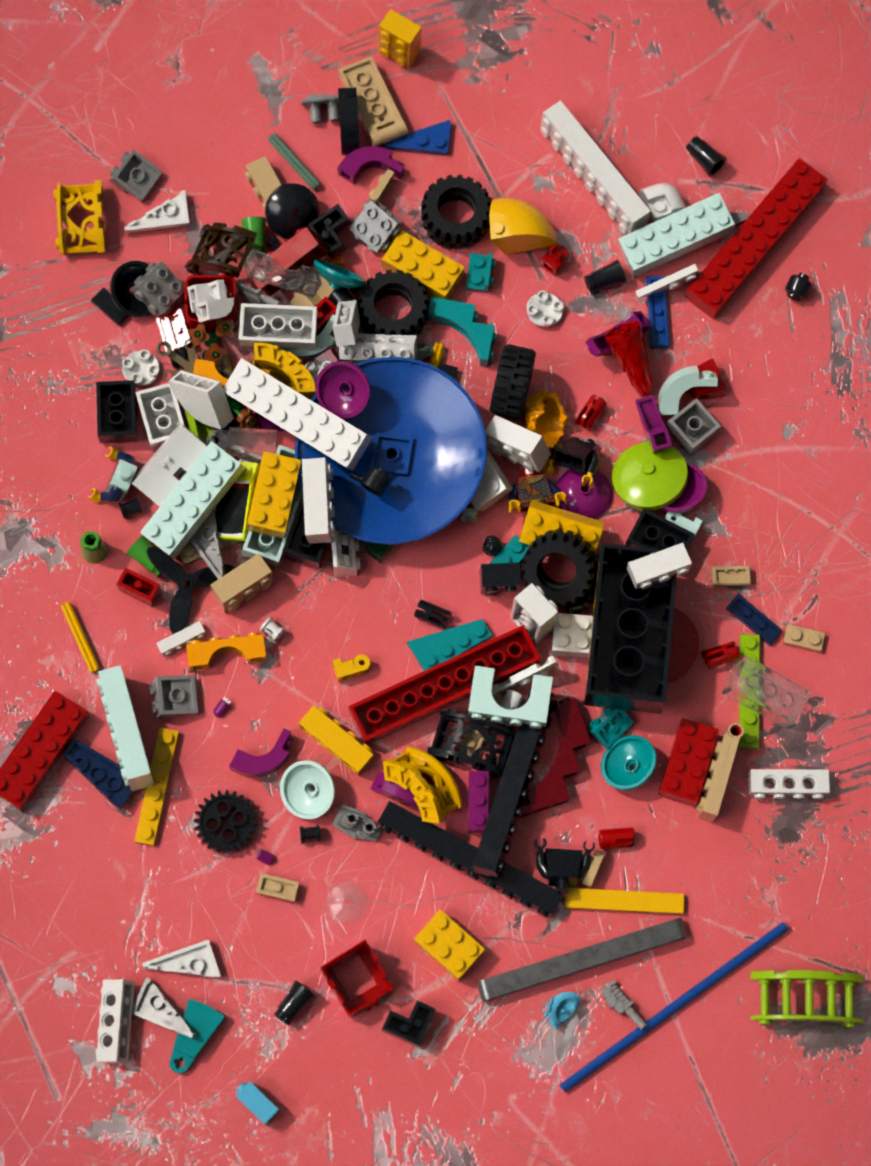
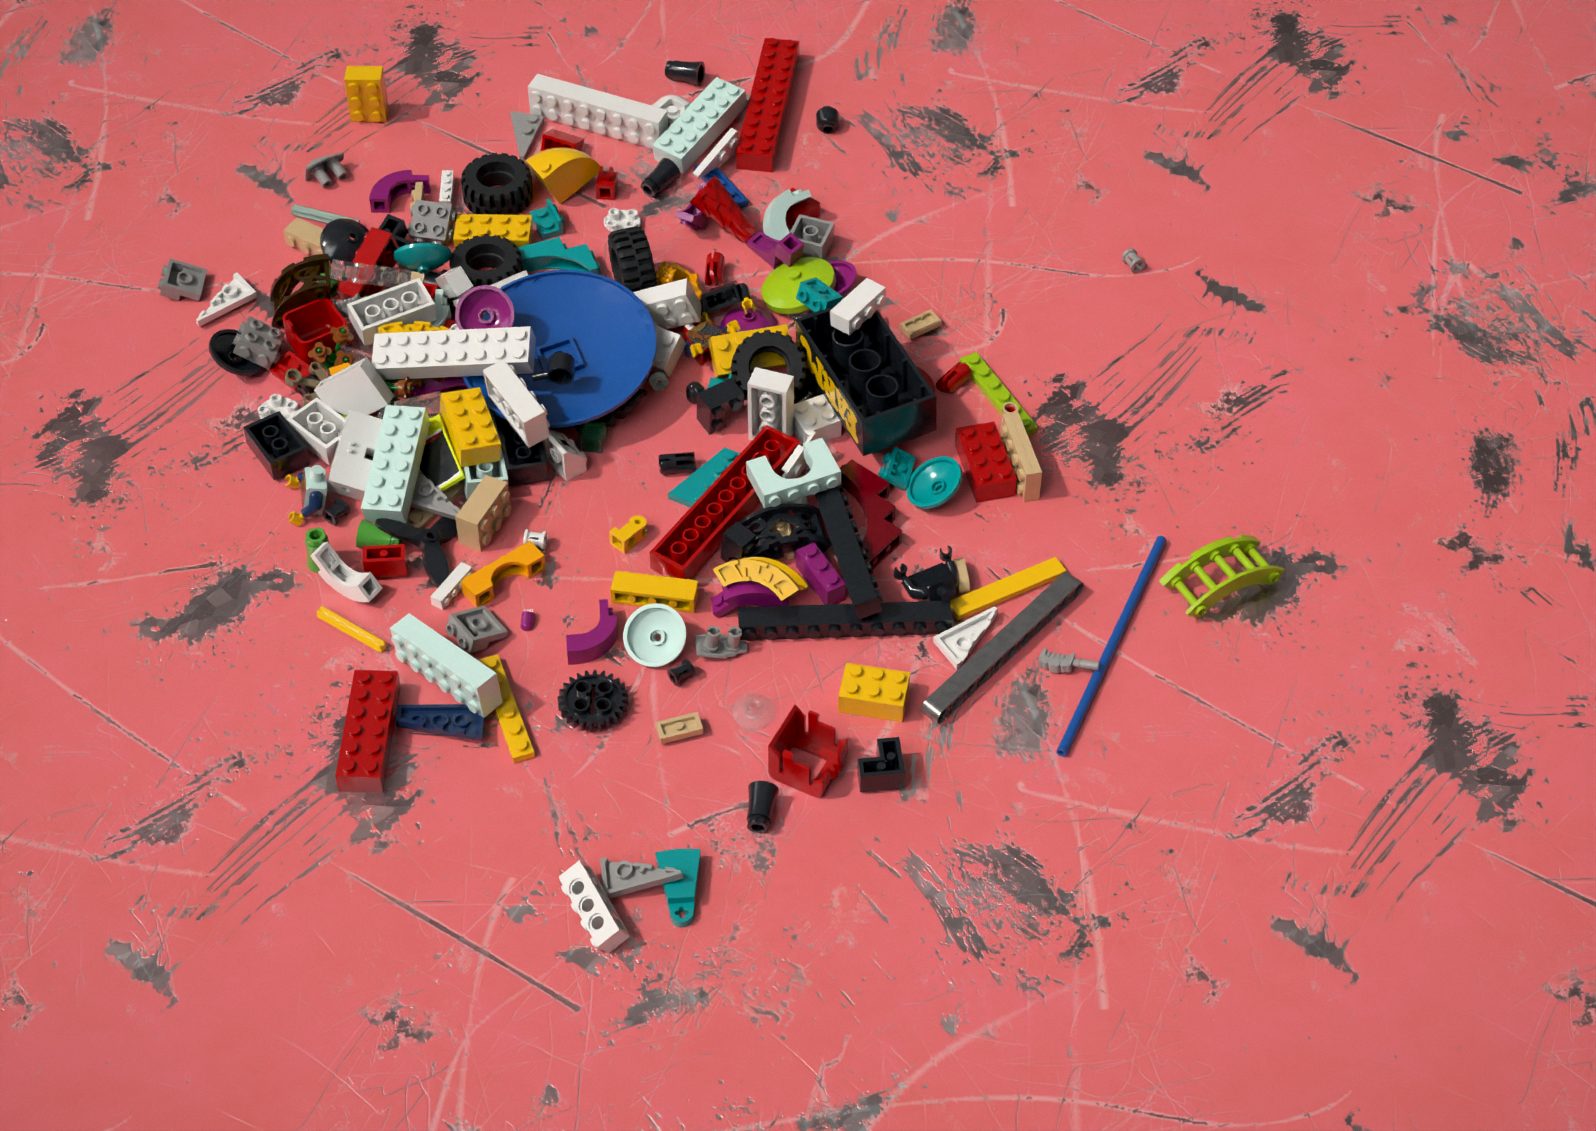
camera: 25 degrees left, 25 degrees down
(96, 235) = (152, 309): yellow fence -> none
(99, 585) = (343, 579): none -> white arch
(104, 303) = (219, 381): black tile -> none
(190, 960) = (633, 825): white wing -> none
(210, 300) = (315, 314): white brick -> none
(256, 1102) = (782, 902): medium azure brick -> none
(265, 857) = (650, 713): magenta piece -> none
(348, 120) = (360, 164): black arch -> none
(375, 105) = (369, 148): tan hinge -> none
(414, 186) = (447, 187): none -> white piece
(426, 140) = (437, 157): blue wing -> none
(427, 737) = (737, 542): none -> black arch
(524, 148) = (526, 130): none -> light grey wing
(544, 185) = (559, 139): none -> red brick
(553, 931) = (961, 639): none -> white wing
(561, 1008) = (1013, 688): medium azure hat -> none
(616, 838) = (965, 543): red arm -> none
(651, 509) = (817, 295): none -> teal bracket
(754, 619) = (962, 345): dark blue tile -> none
(766, 692) = (1014, 379): clear brick -> none
(803, 638) = (1015, 339): tan plate -> none
(818, 778) = (1082, 437): white brick -> none

